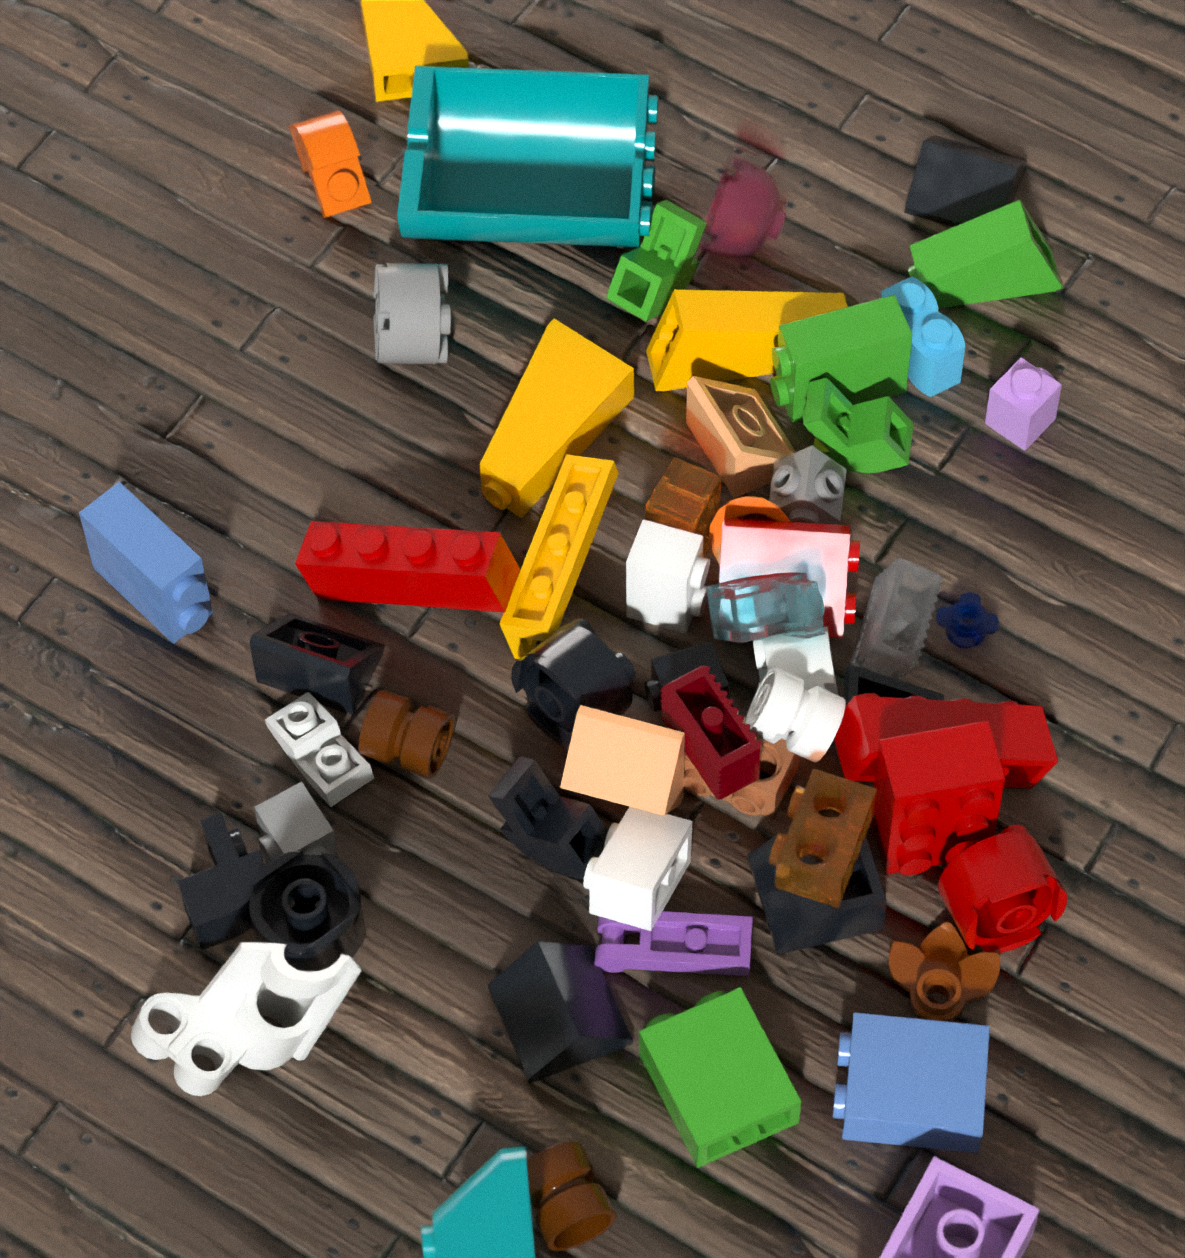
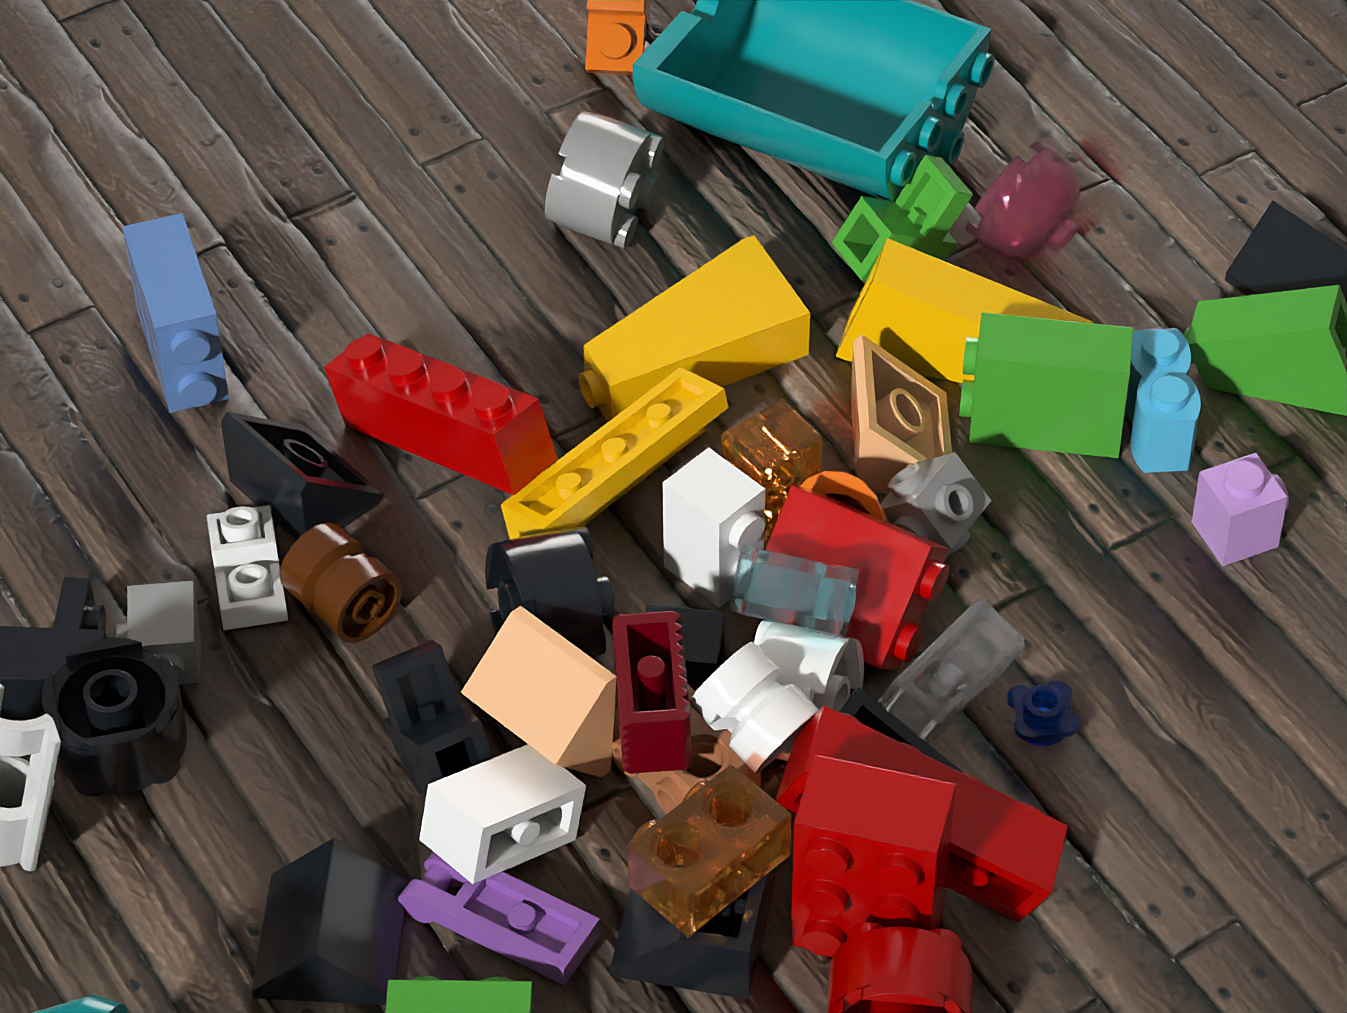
camera: 25 degrees right, 10 degrees down
(857, 436) = (1023, 474): bright green brick -> none

